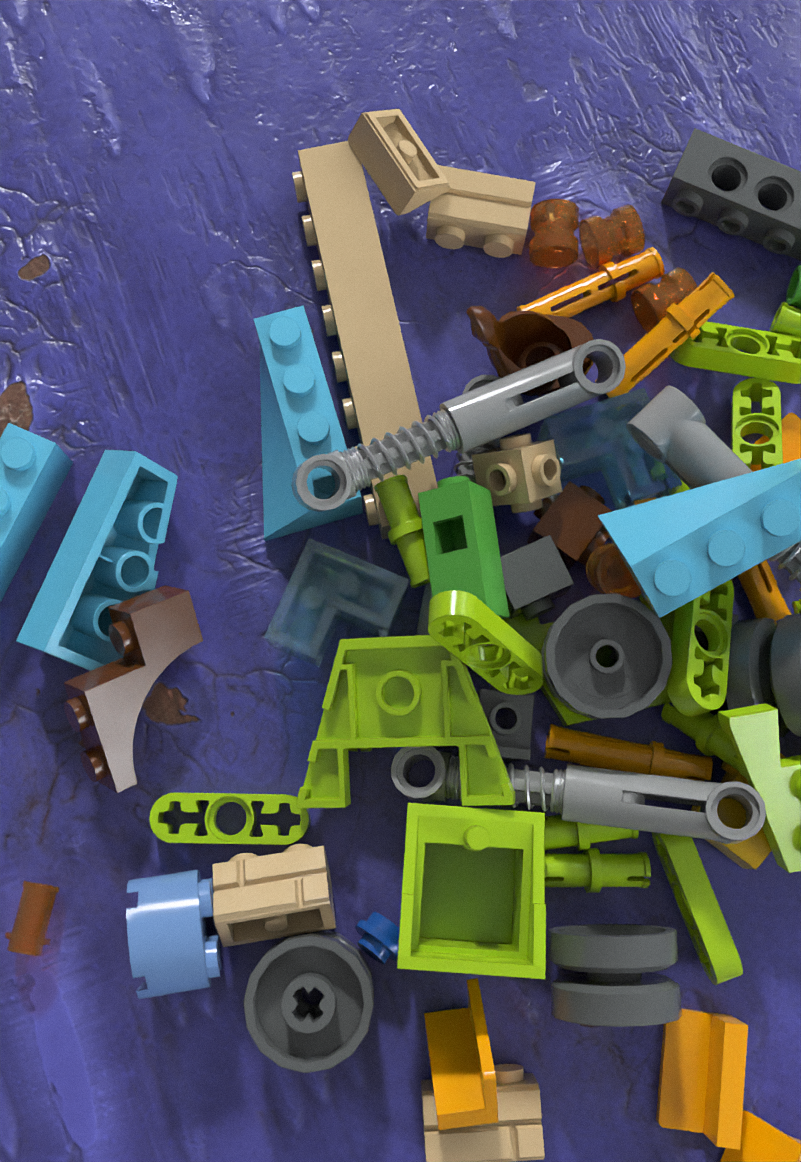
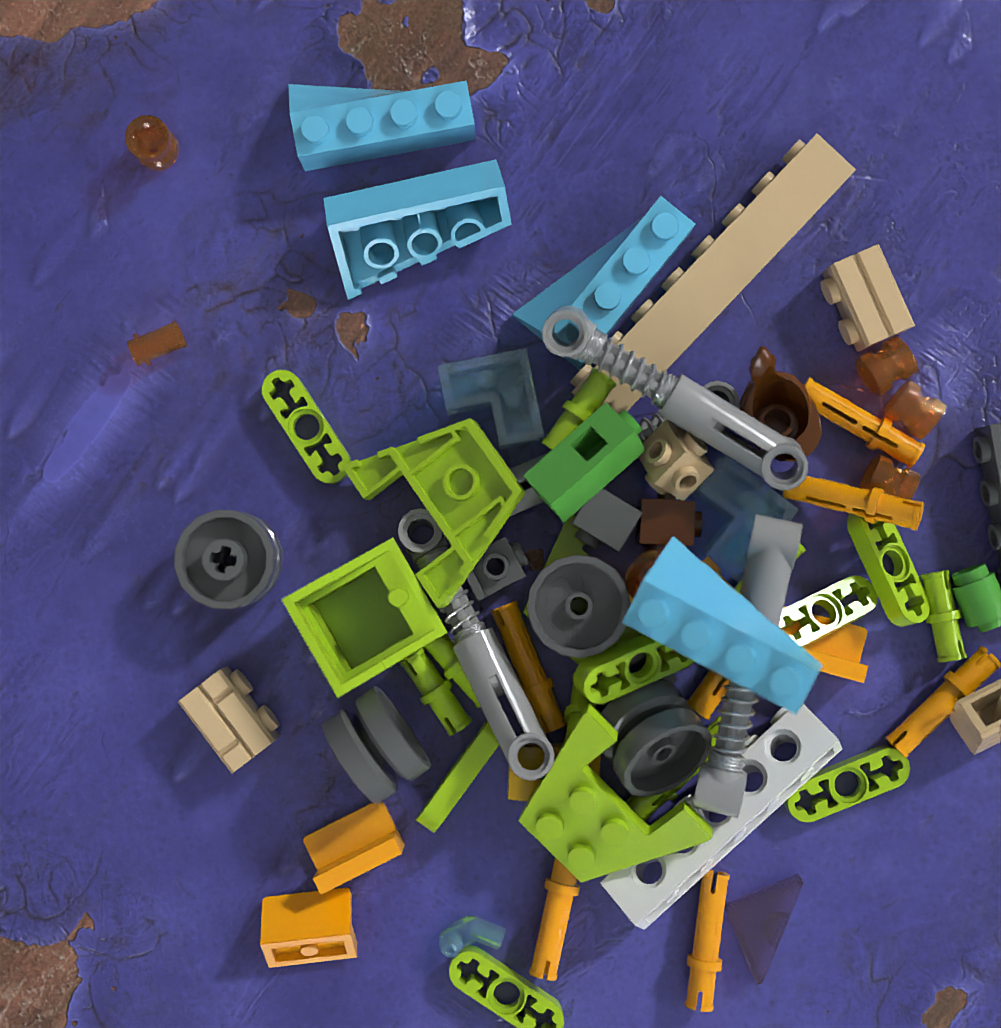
camera: 60 degrees right, 10 degrees up
(107, 700) = (323, 290): reddish brown arch -> none
(171, 934) = (208, 441): medium blue brick -> none
(272, 895) = (276, 490): tan brick -> none
(378, 937) = (296, 576): blue plate -> none
(397, 160) = (858, 212): tan slope -> none
(462, 1064) = (253, 682): light orange panel -> none
(483, 626) = (531, 518): lime beam -> none

